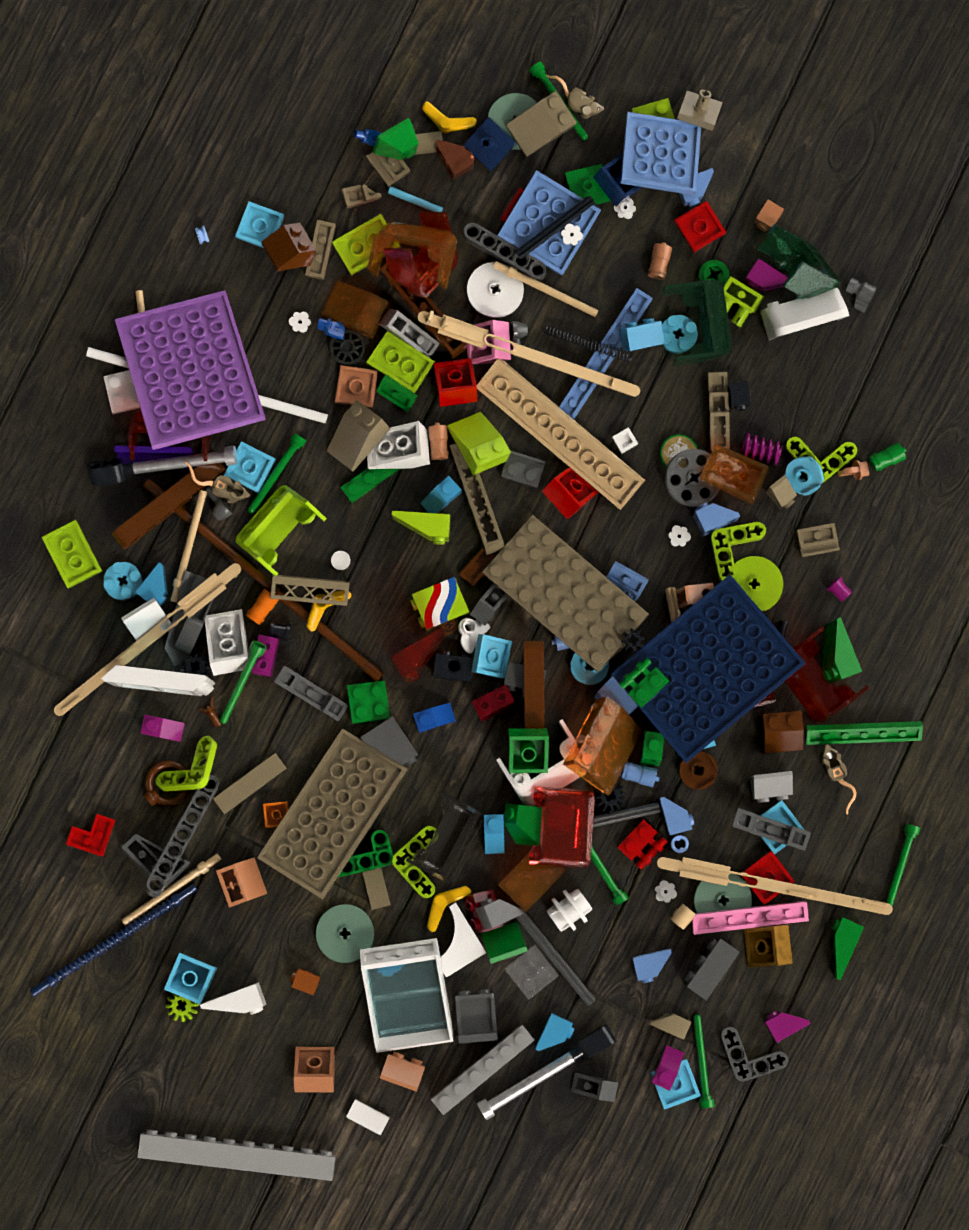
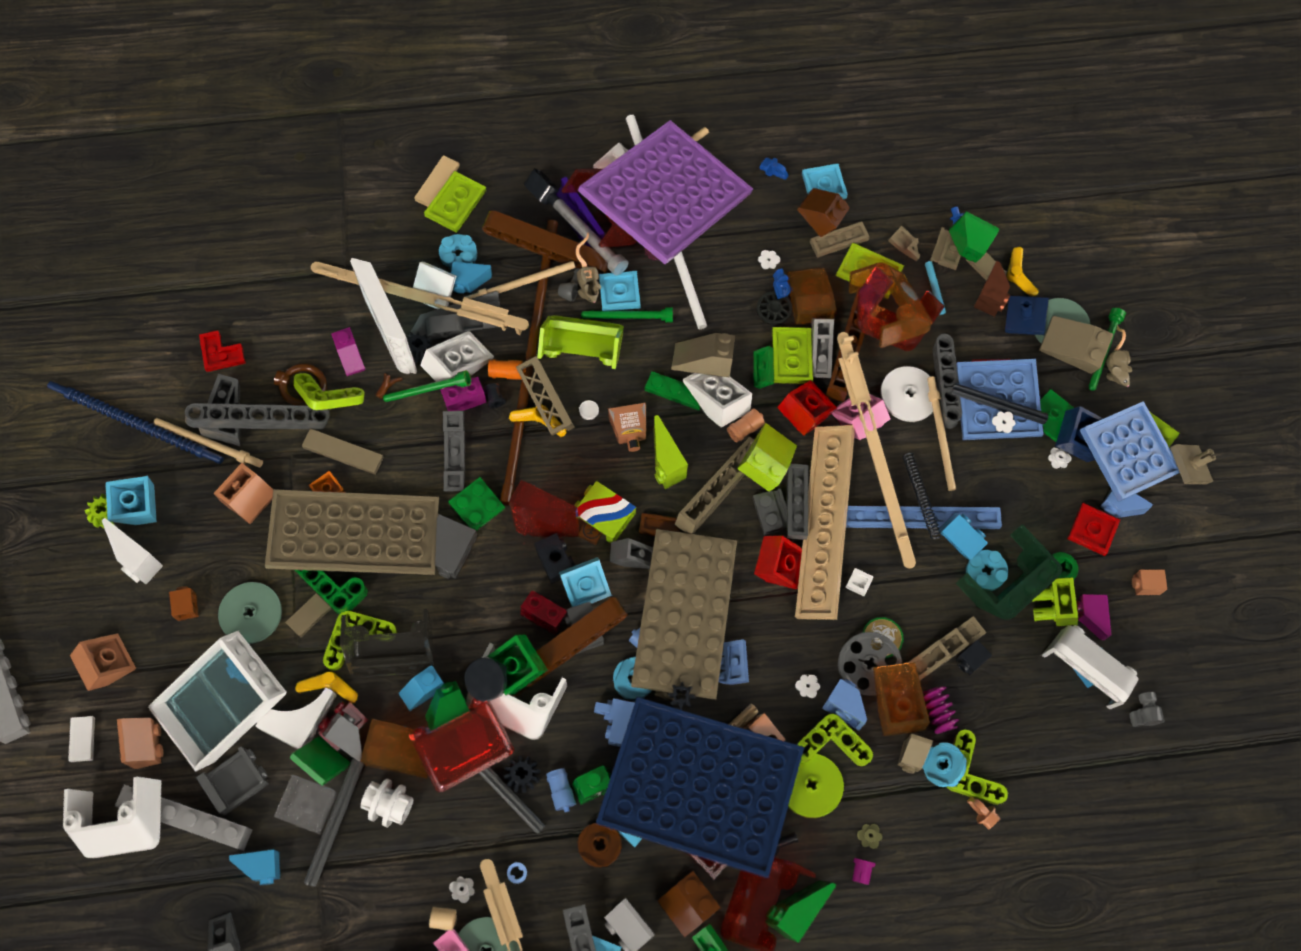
camera: 55 degrees right, 15 degrees down
(40, 557) = (436, 180): none -> tan tile
(202, 234) = (785, 147): light blue bush -> none
(212, 260) = (772, 167): none -> blue piece
(356, 385) = (748, 333): nougat tile -> none
(377, 536) = (629, 424): none -> nougat torso
(434, 717) = (497, 568): blue slope -> none
(441, 496) = (702, 456): dark azure slope -> none
(469, 638) = (589, 552): white plate -> none
(476, 1107) = (133, 832): none -> white windscreen
(517, 331) = (888, 433): dark grey bar -> none
(527, 779) = (486, 679): none -> black tile
(530, 444) = (797, 501): none -> dark grey plate
(586, 1047) = (260, 907): piece -> none
(603, 745) = (565, 735): clear orange slope -> none
(618, 895) = (430, 843): green piece -> none
(638, 840) = (495, 829): red plate -> none
(648, 686) = (647, 738): green plate -> none
(650, 964) = (378, 918): medium blue slope -> none
(660, 258) = (1037, 513): nougat piece -> none
(675, 817) = (539, 851): medium blue slope -> none
(807, 267) = (1131, 629): clear green windscreen -> none
(814, 570) = (863, 835): none -> olive plant
(817, 540) = (894, 819): dark tan plate -> none
(889, 456) = (1021, 837): green piece -> none

